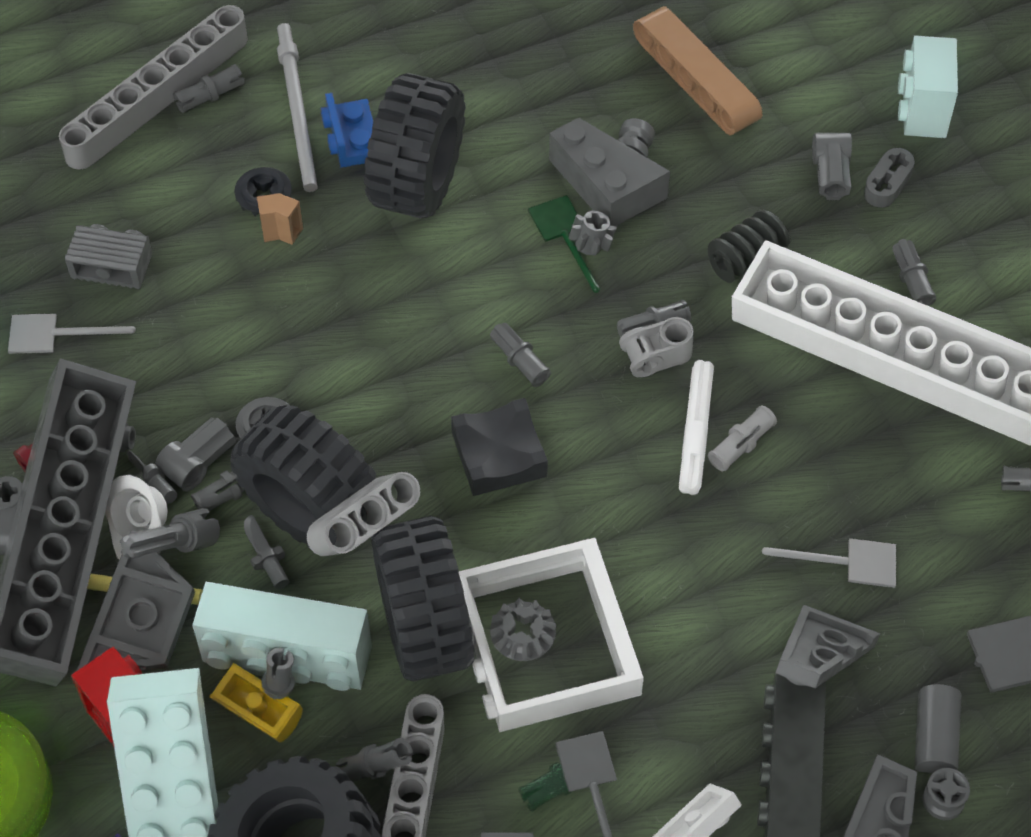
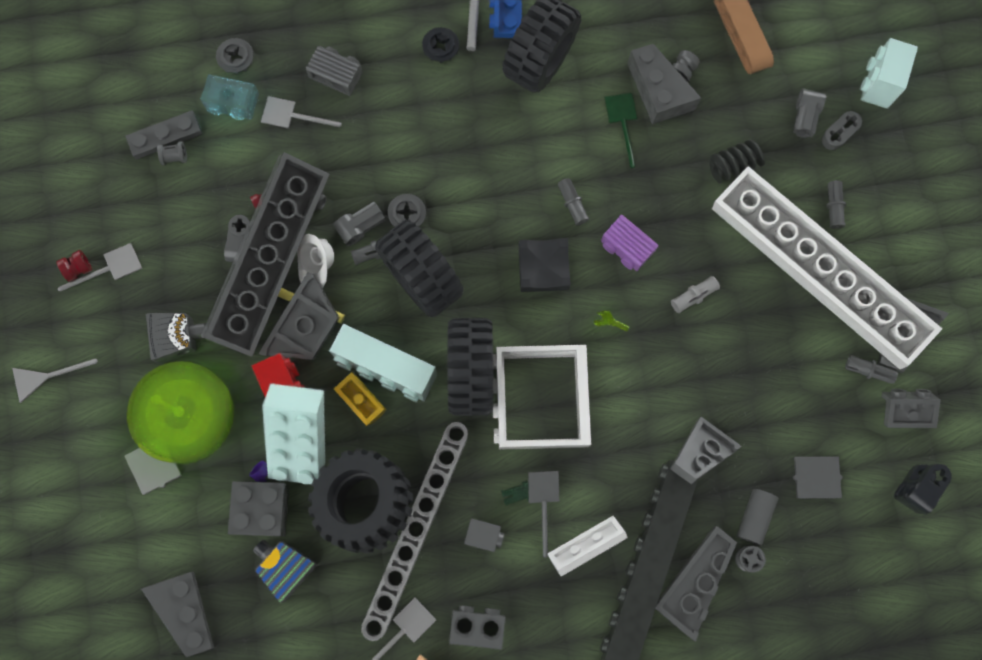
camera: 10 degrees right, 20 degrees up
(153, 477) = (331, 235): dark grey piece -> none
(186, 533) = (341, 278): dark grey piece -> none
(267, 557) = (387, 303): dark grey piece -> none
(278, 679) = (378, 394): dark grey pin -> none
(280, 217) = (445, 69): medium nougat piece -> none
(346, 516) = (434, 309): light grey beam -> none
(376, 761) = (419, 457): dark grey pin -> none
(519, 645) = (522, 407): dark grey gear -> none
(592, 232) = (640, 127): dark grey gear -> none
(617, 500) = (609, 320): none -> clear neon green hand
(620, 389) = (628, 243): none -> medium lavender brick
(654, 315) = (662, 199): dark grey axle -> none
(656, 346) = (655, 220): light grey piece -> none
(696, 428) = (669, 279): white axle -> none
(867, 561) = (748, 396): light grey piece -> none

